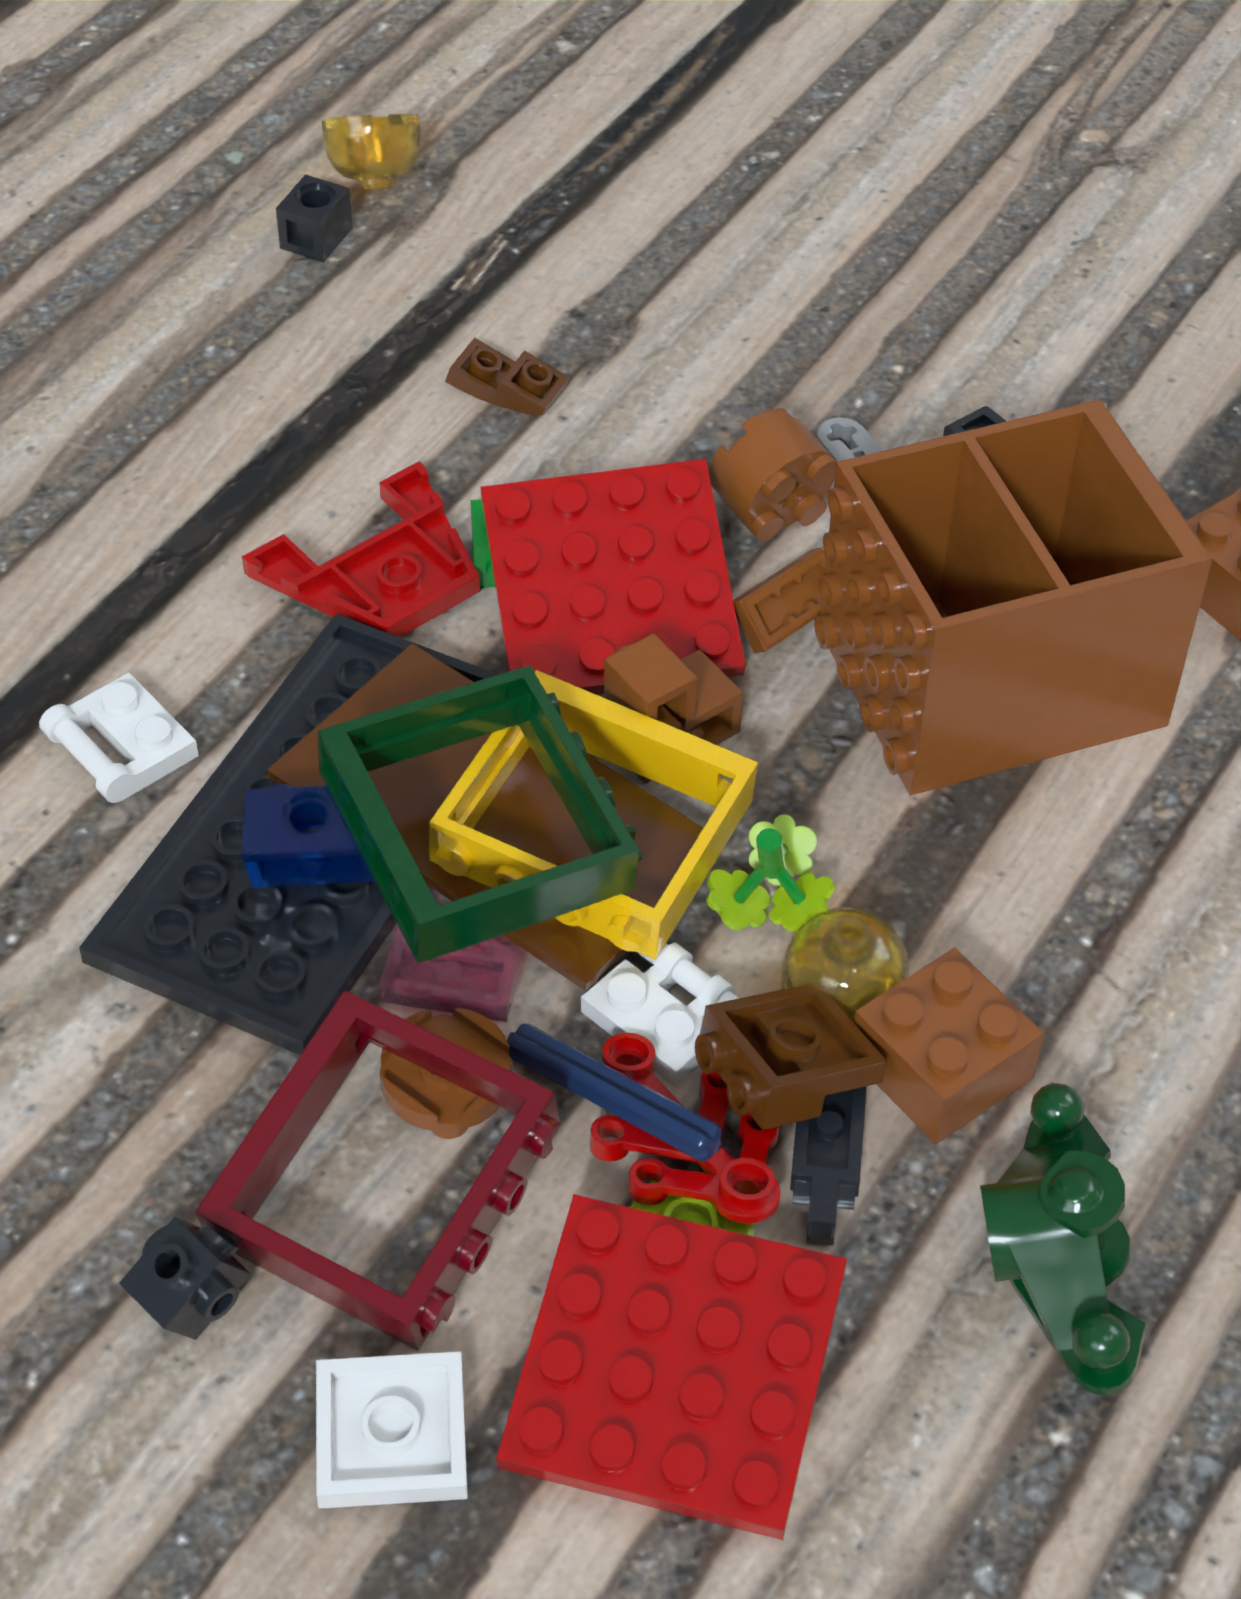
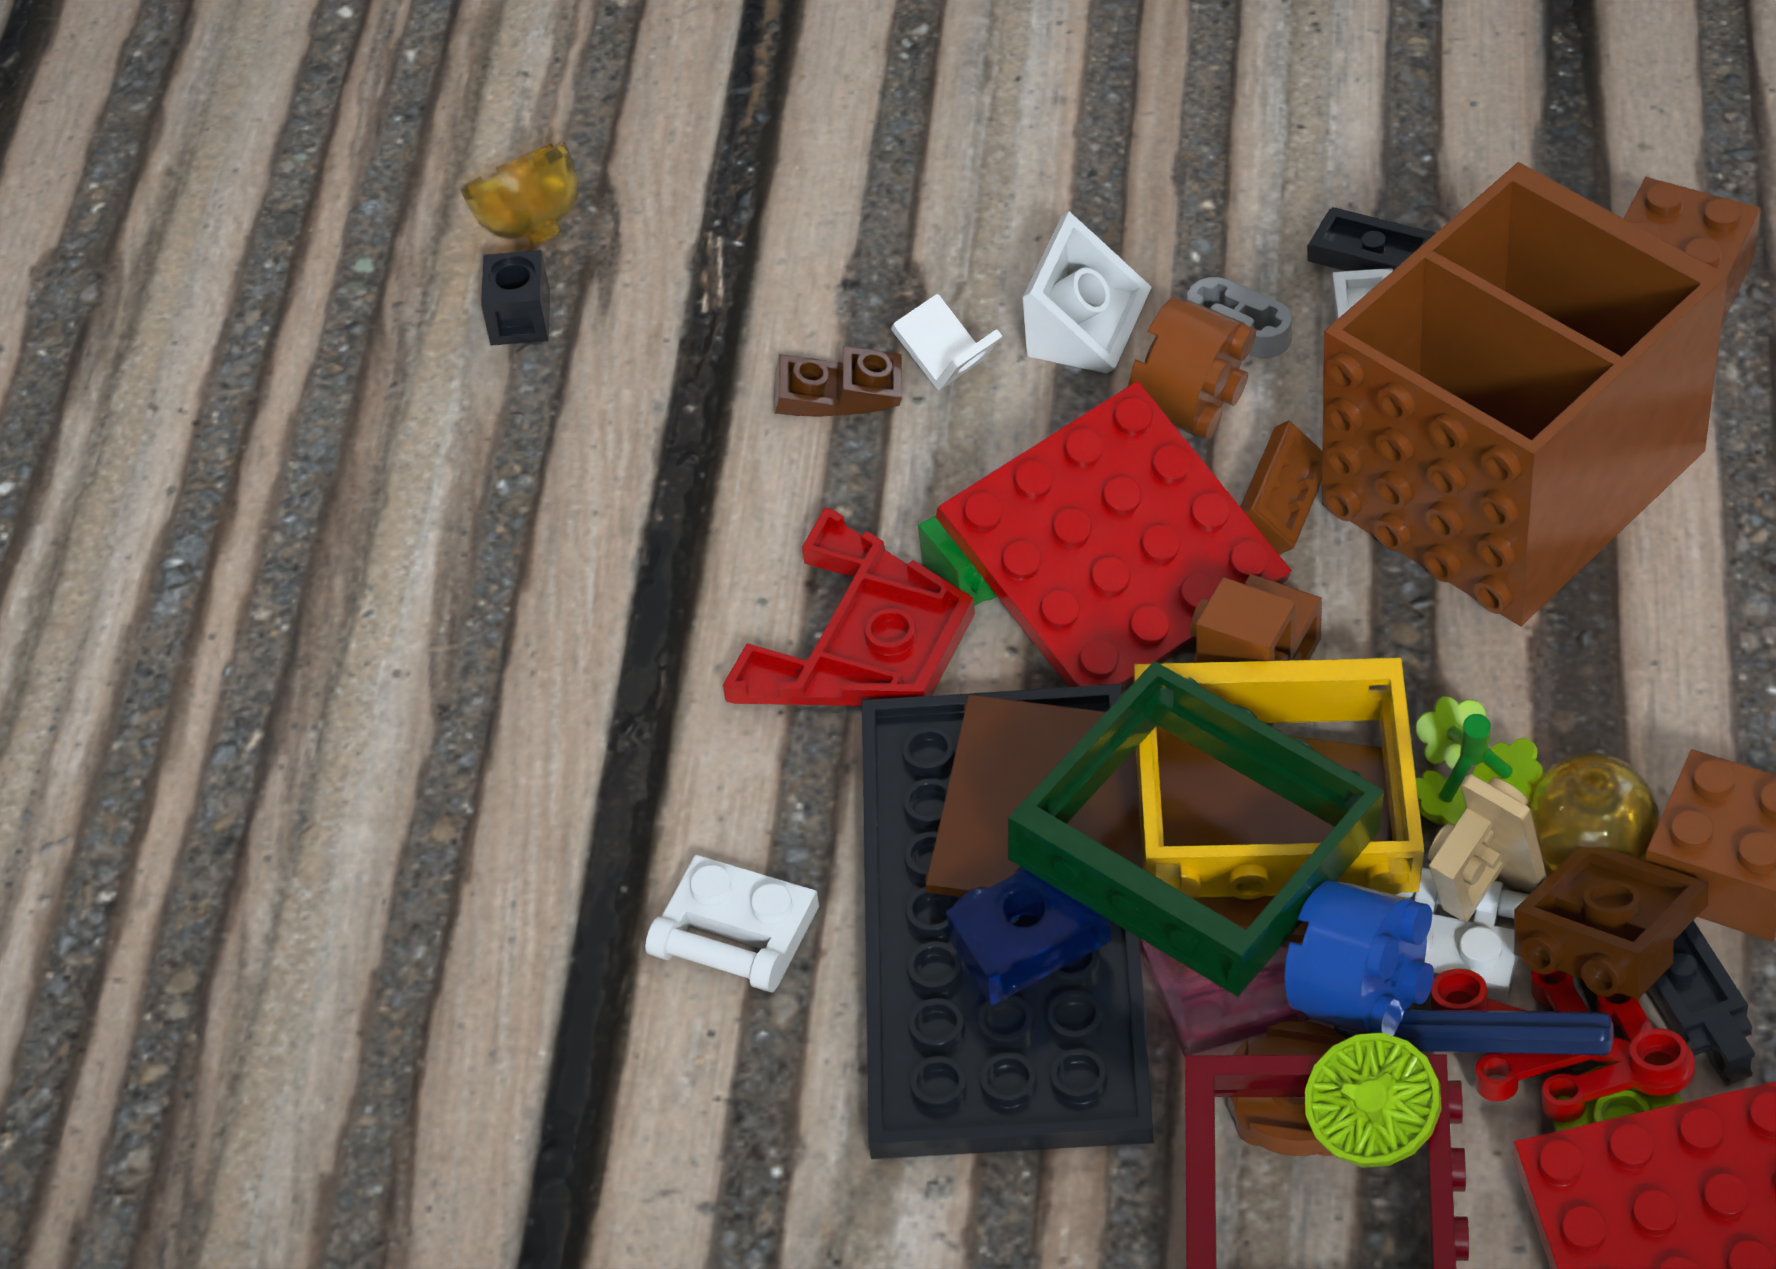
camera: 20 degrees left, 0 degrees up
(462, 1098) = (1373, 1100): none -> lime wheel
(545, 982) = (1359, 958): none -> blue brick
(603, 380) = (941, 342): none -> white bracket
(699, 940) = (1486, 845): none -> tan bracket
(729, 384) = (1081, 301): none -> white slope

